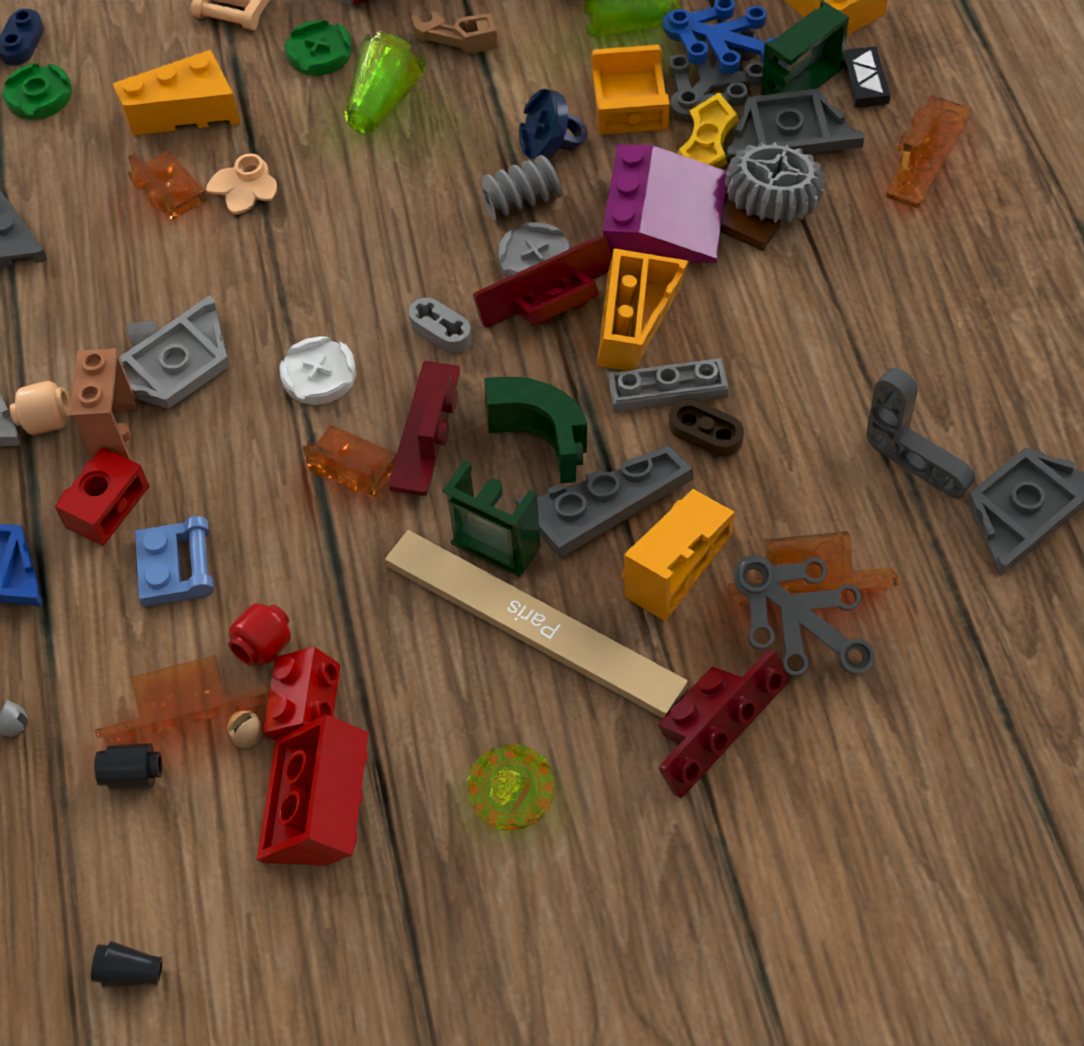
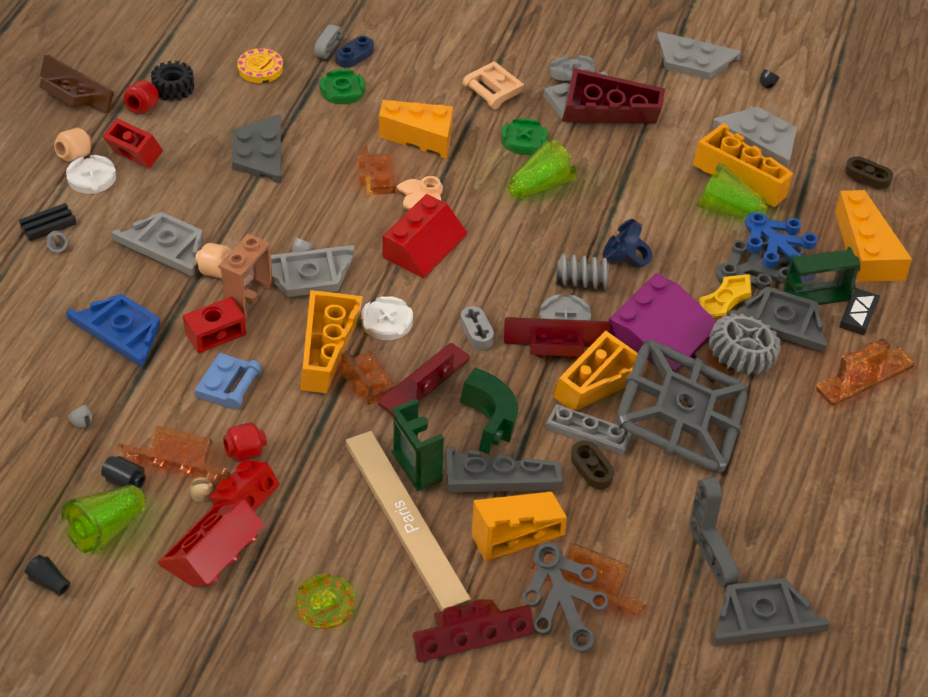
camera: 25 degrees right, 10 degrees down
(144, 844) = (101, 516): none -> clear neon green cone
(263, 435) = (327, 335): none -> light orange wedge
(290, 240) = (423, 236): none -> red slope
(469, 33) = (621, 169): medium nougat piece -> none
(629, 89) = (697, 248): light orange panel -> none
(750, 308) = (669, 409): none -> dark grey plate

